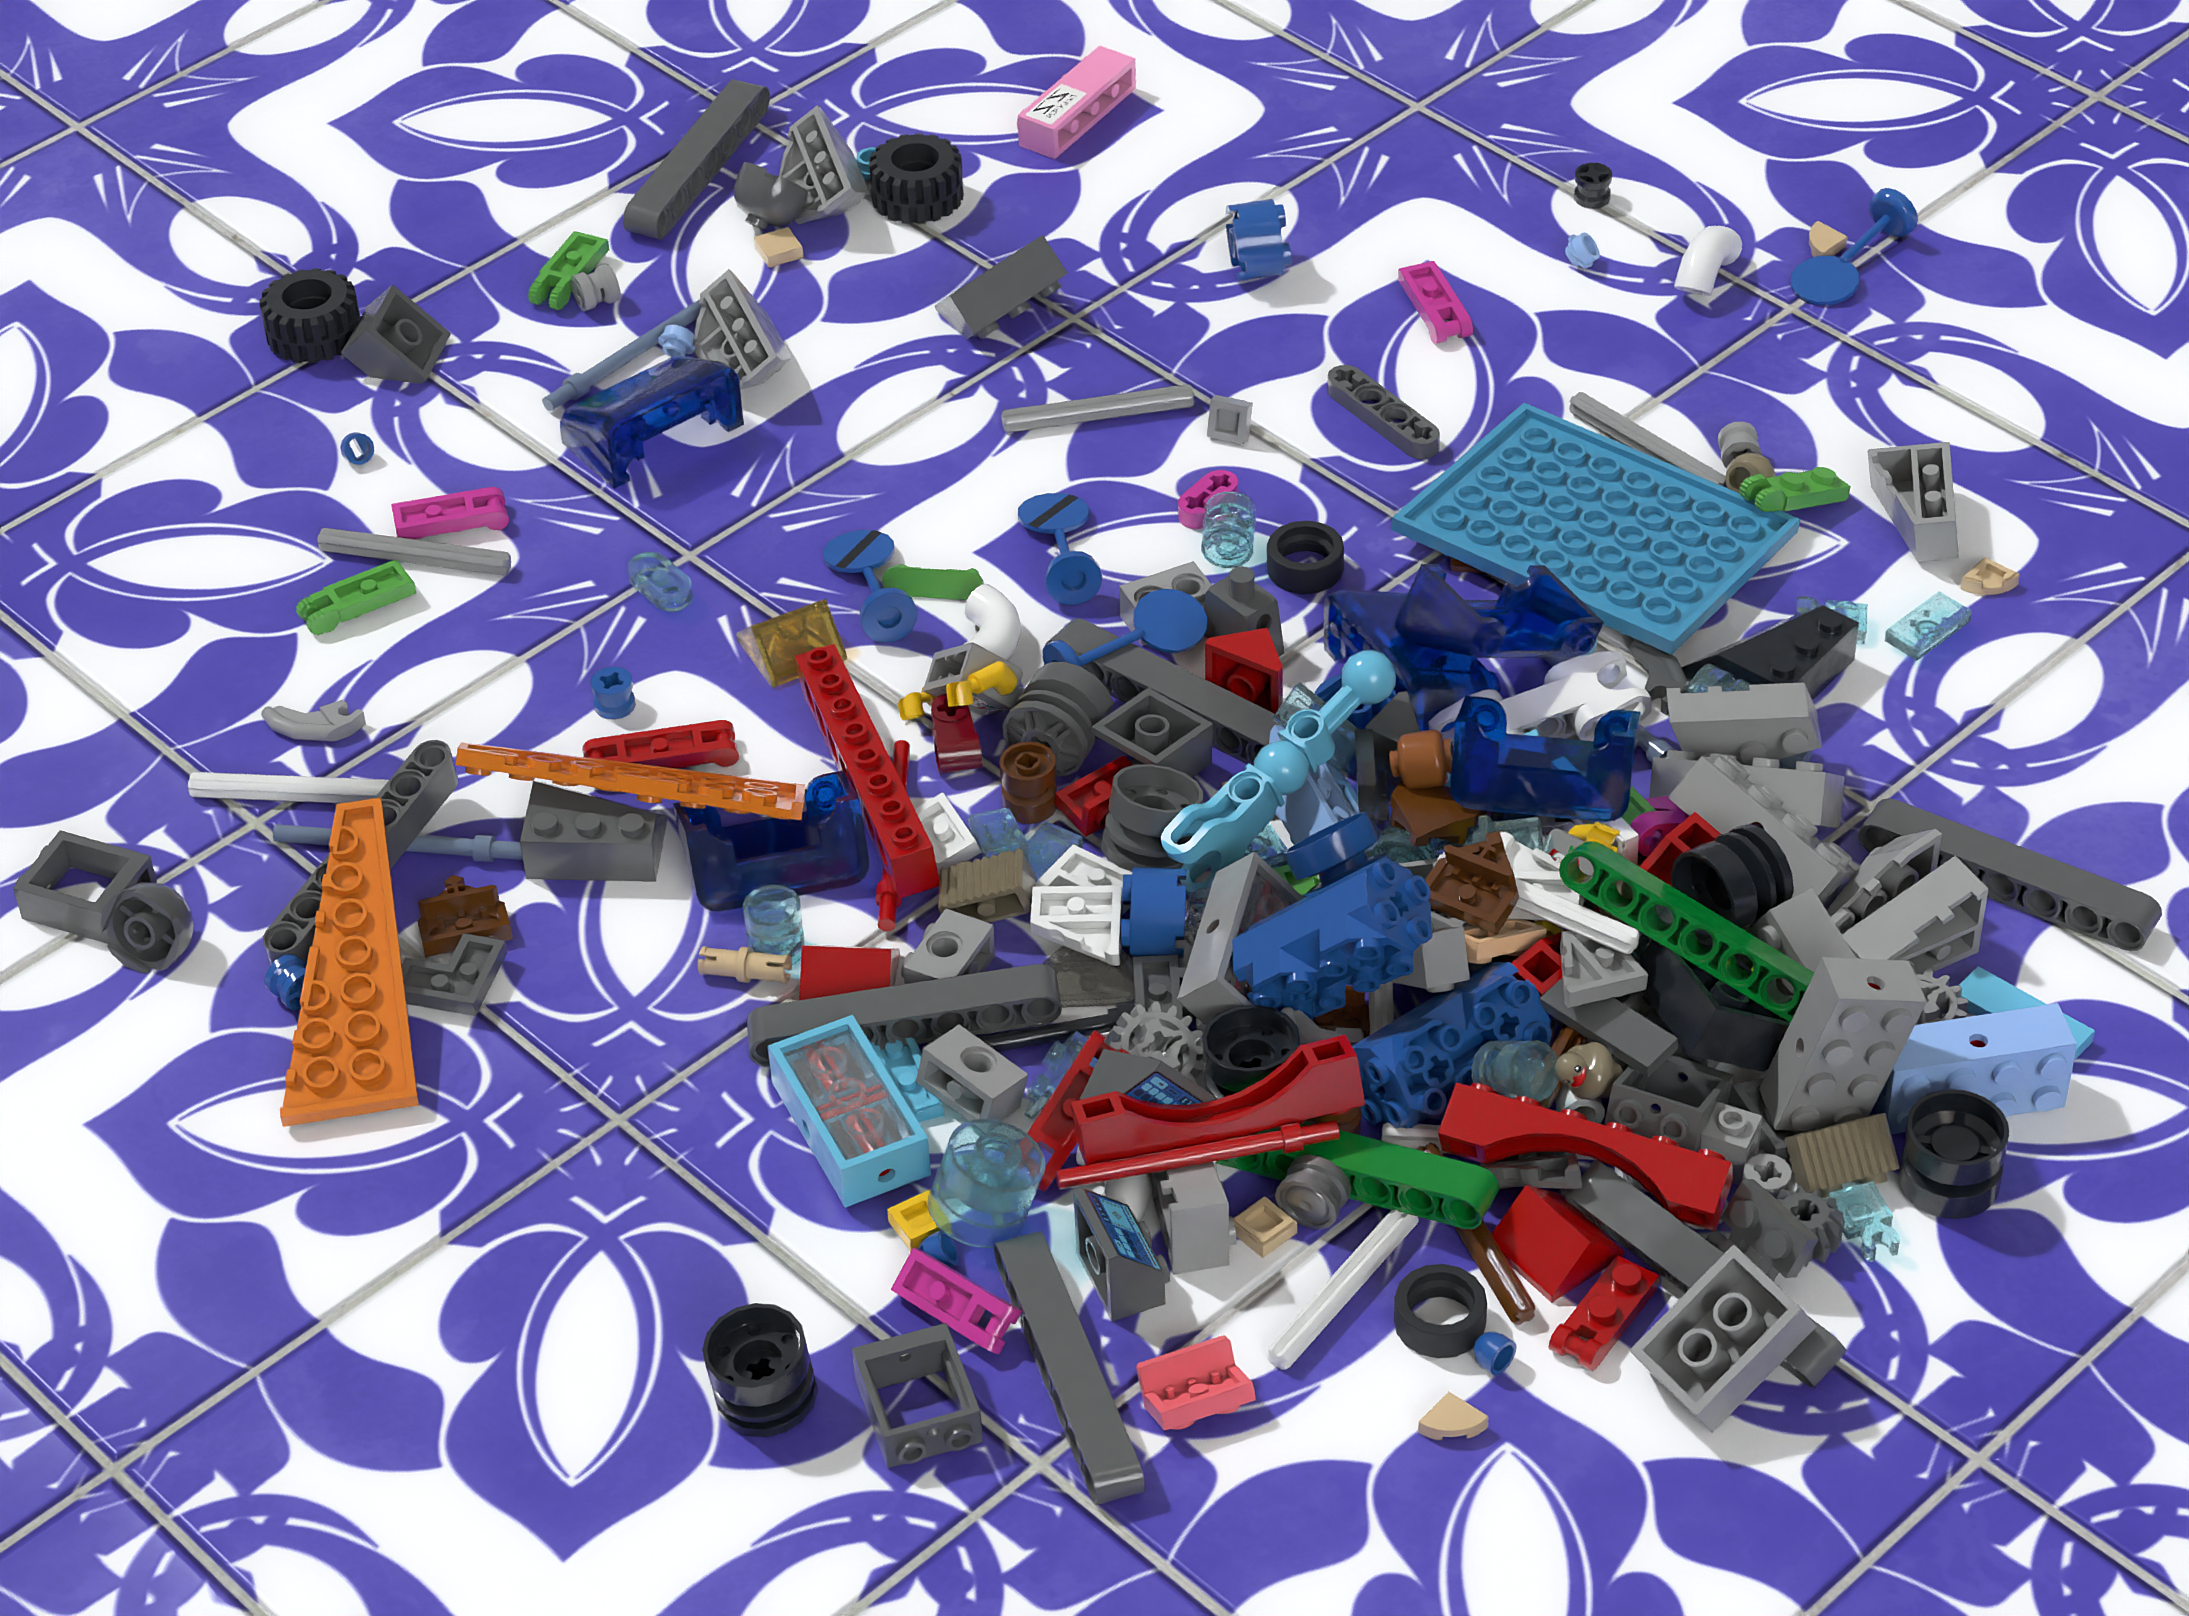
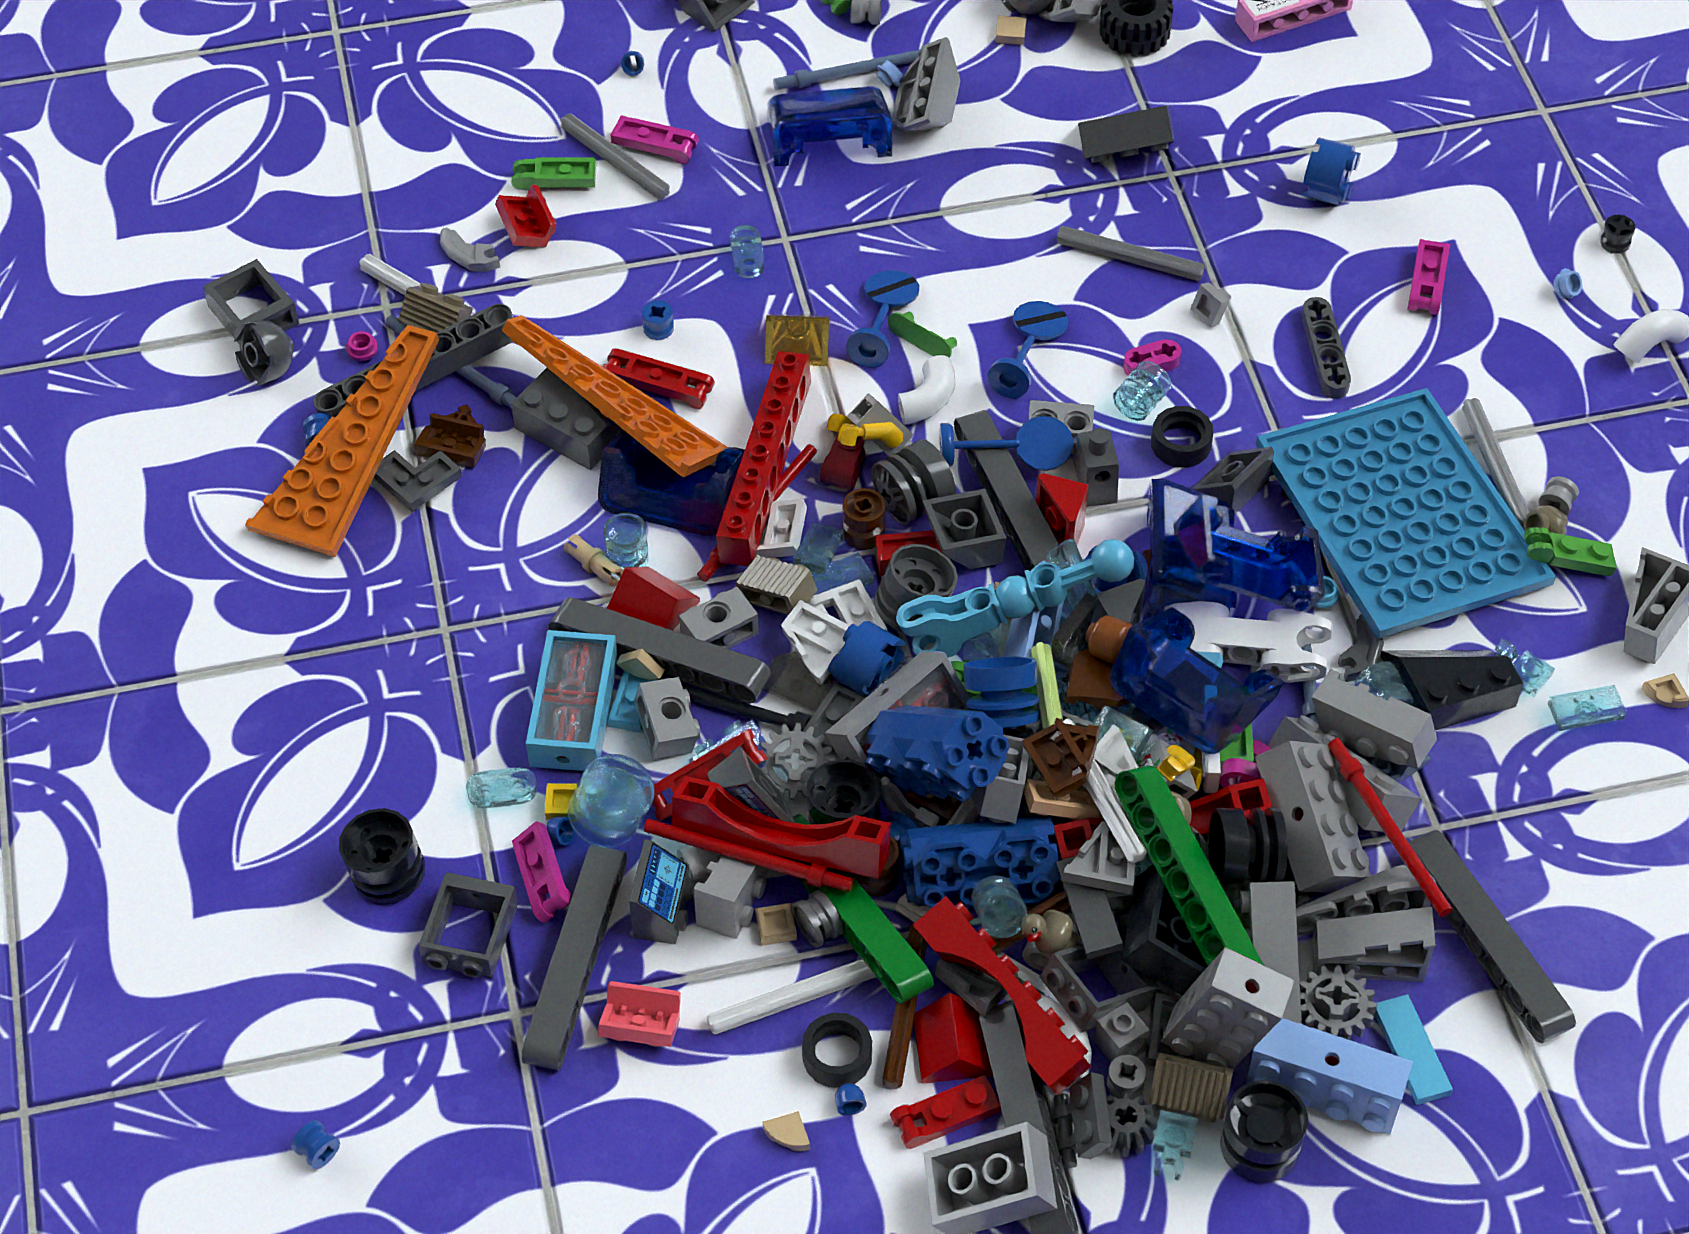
camera: 30 degrees right, 10 degrees up
(265, 872) = (361, 346): none -> dark pink plate
(321, 789) = (432, 310): none -> dark tan brick
(365, 653) = (527, 218): none -> red bracket
(828, 1243) = (502, 787): none -> clear light blue plate
(898, 1038) = (640, 664): none -> tan tile
(1388, 842) = (1047, 684): none -> yellowish green axle
(1396, 560) = (1238, 476): none -> dark grey slope
(1776, 767) = (1354, 773): none -> red bar

